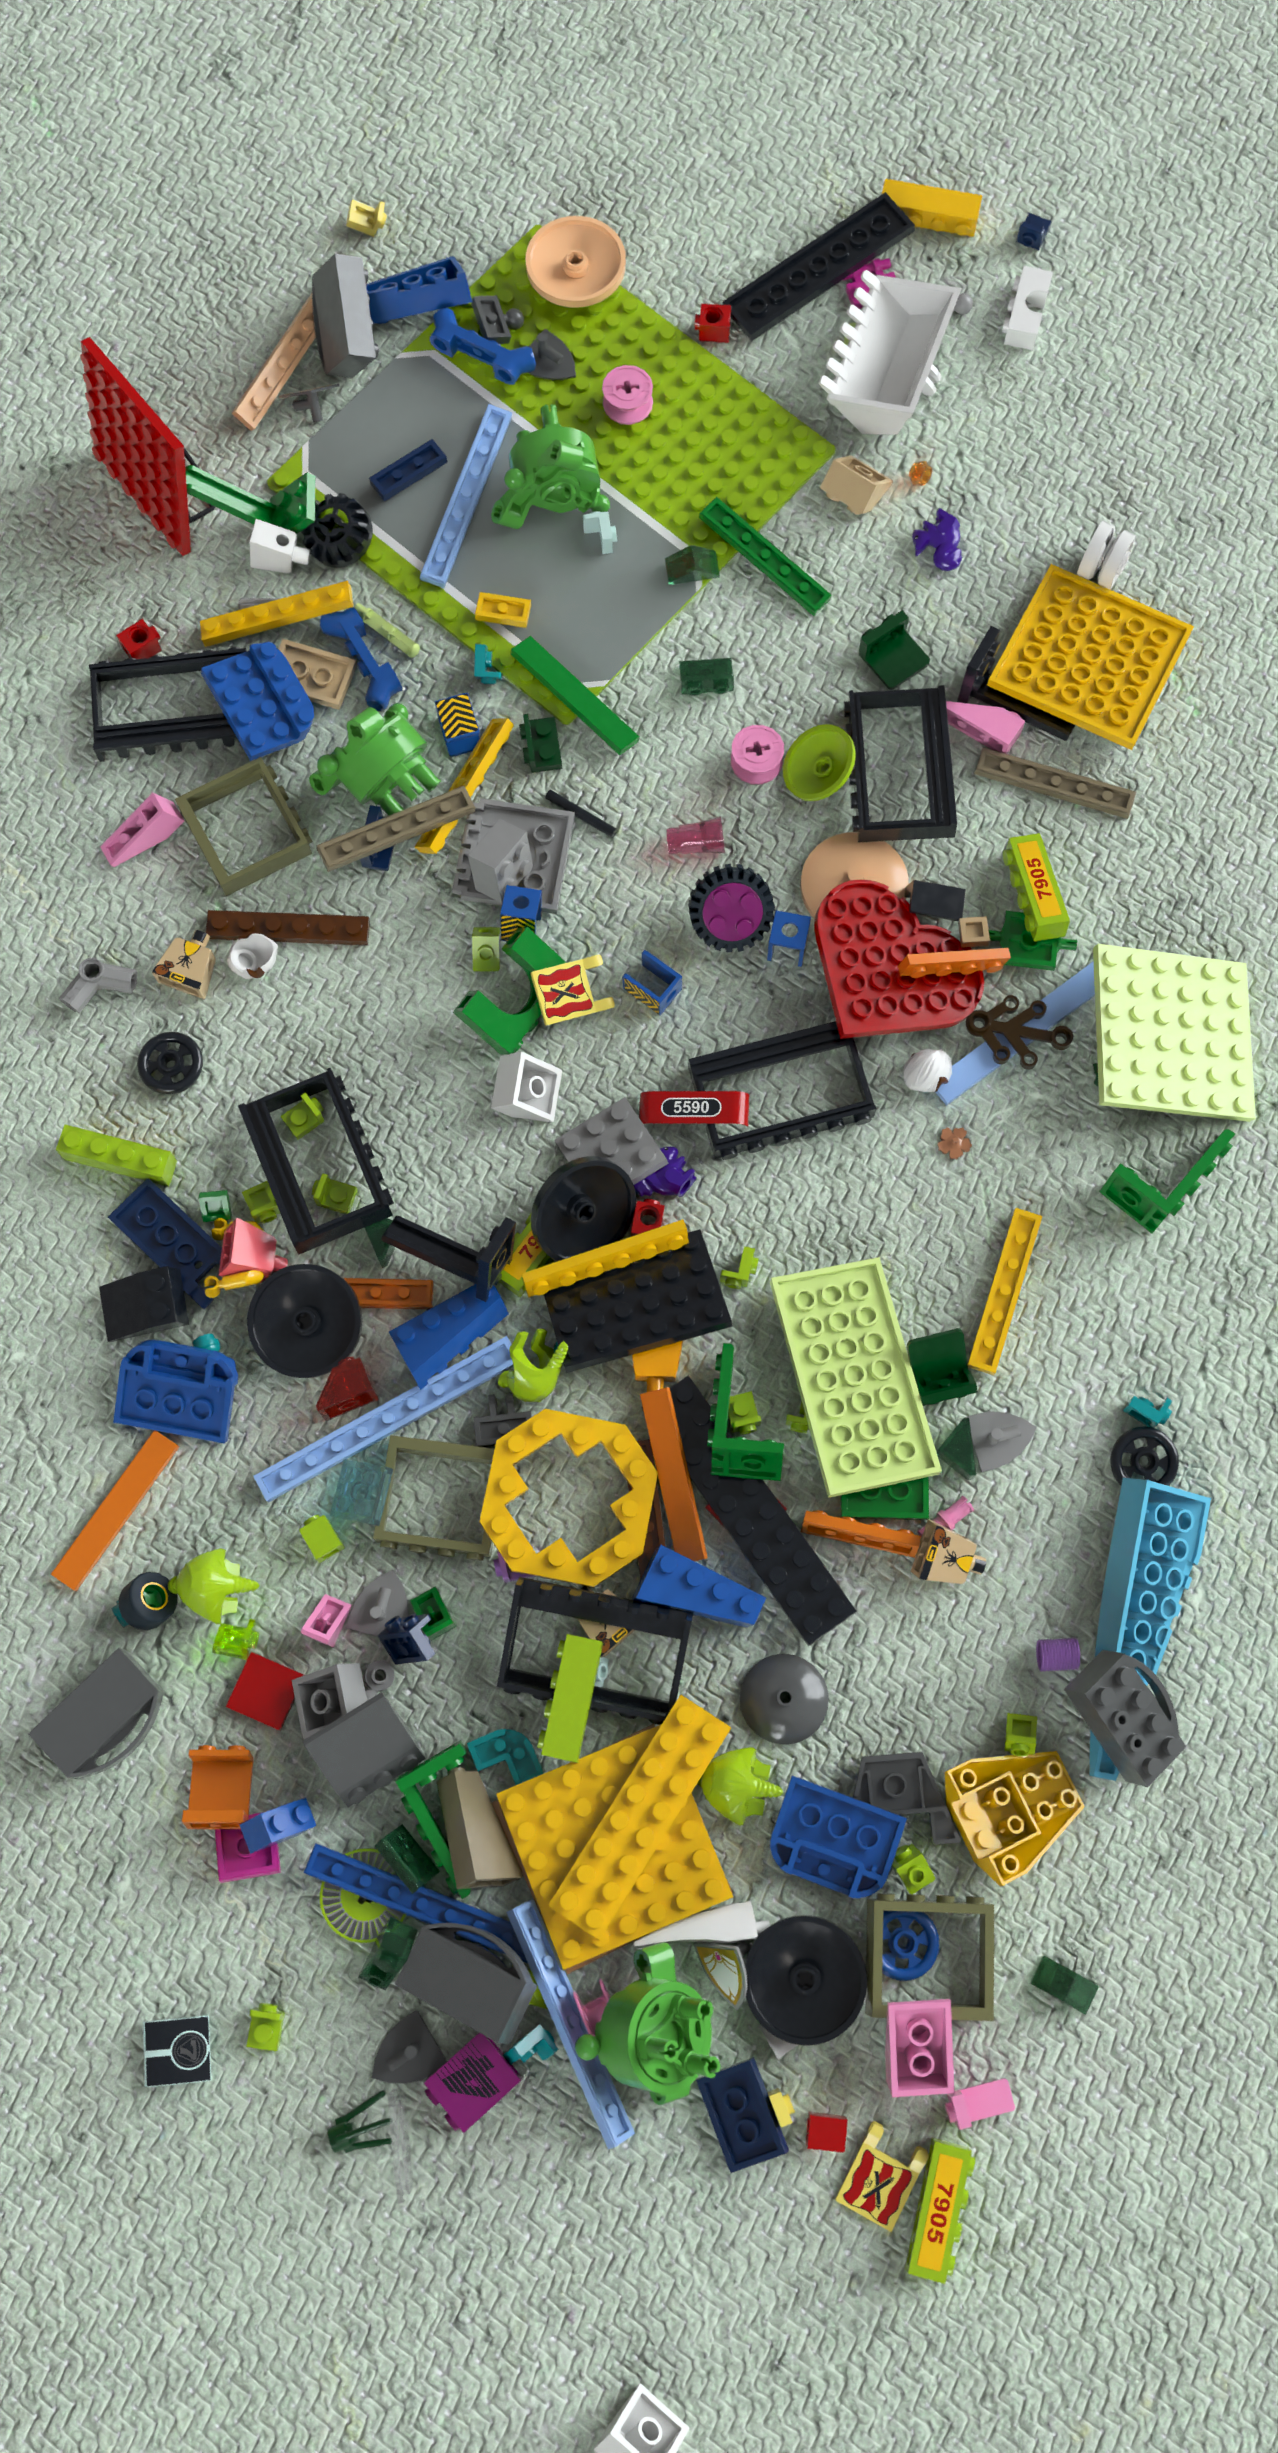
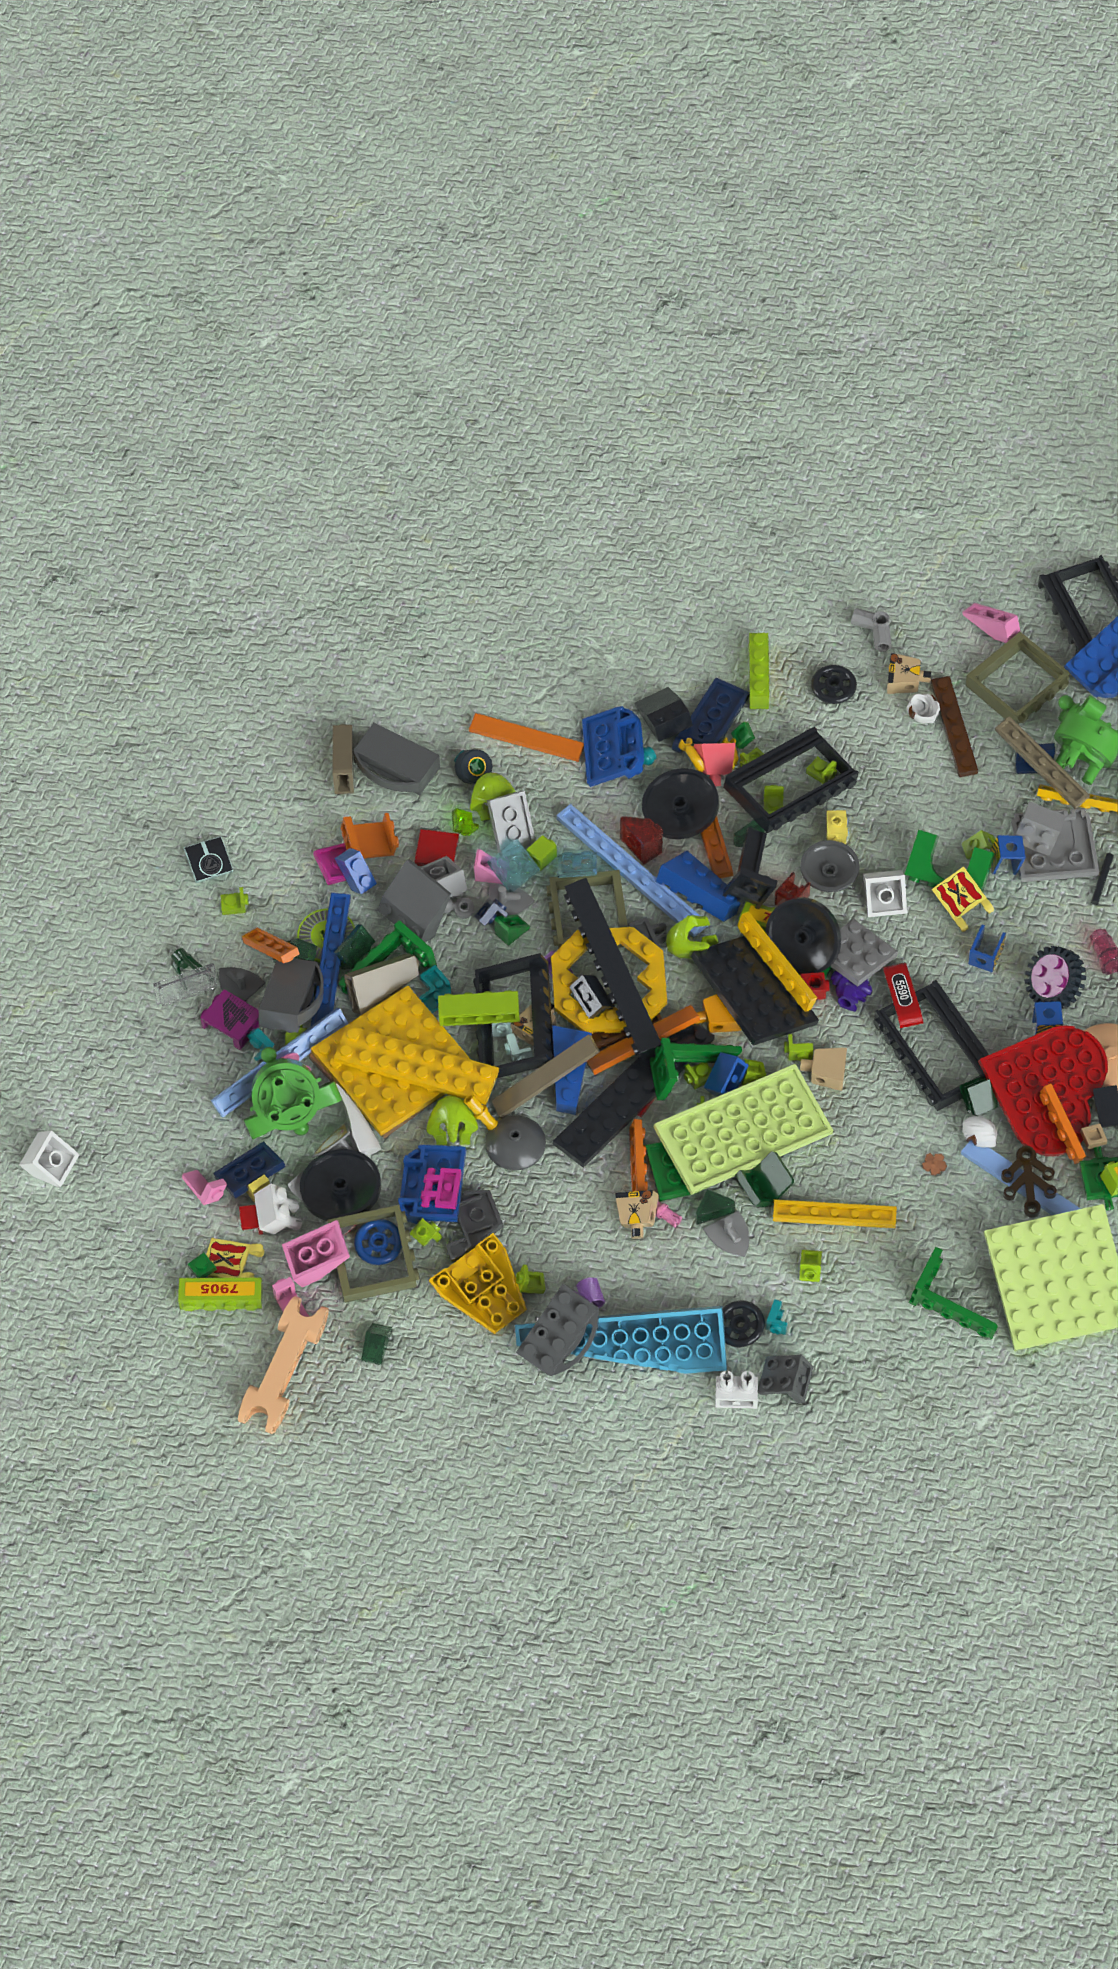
camera: 75 degrees right, 15 degrees down
(66, 1795) = (343, 759): none -> dark tan slope
(269, 1569) = (511, 820): none -> plate
(334, 1585) = (513, 865): none -> clear light blue plate
(372, 1991) = (270, 945): none -> orange plate
(406, 1122) = (836, 825): none -> light yellow head
(465, 1130) = (833, 858): none -> dark grey dish
(491, 1199) = (787, 885): none -> clear red piece
(564, 1485) = (613, 968): none -> black brick
(596, 1528) = (591, 995): none -> black panel
(636, 1664) = (512, 1048): none -> light aqua bracket
(711, 1628) = (545, 1076): none -> dark tan tile
(737, 1738) = (480, 1112): none -> yellow pin
(751, 2196) = (205, 1191): none -> bright pink bracket
(763, 1337) = (754, 1071): none -> lime bracket
(765, 1377) = (726, 1074): none -> blue brick
(779, 1238) = (827, 1067): none -> tan torso
(827, 2094) = (274, 1209): none -> white brick
(861, 1820) = (447, 1189): none -> dark pink plate
(884, 1053) = (978, 1096): none -> piece
(885, 2228) = (202, 1266): none -> green plate
(1075, 1342) = (810, 1265): none -> lime bracket
(1129, 2175) = (297, 1332): none -> light nougat piece
(1238, 1424) = (786, 1376): none -> dark grey bracket
(1248, 1493) = (736, 1390): none -> white brick

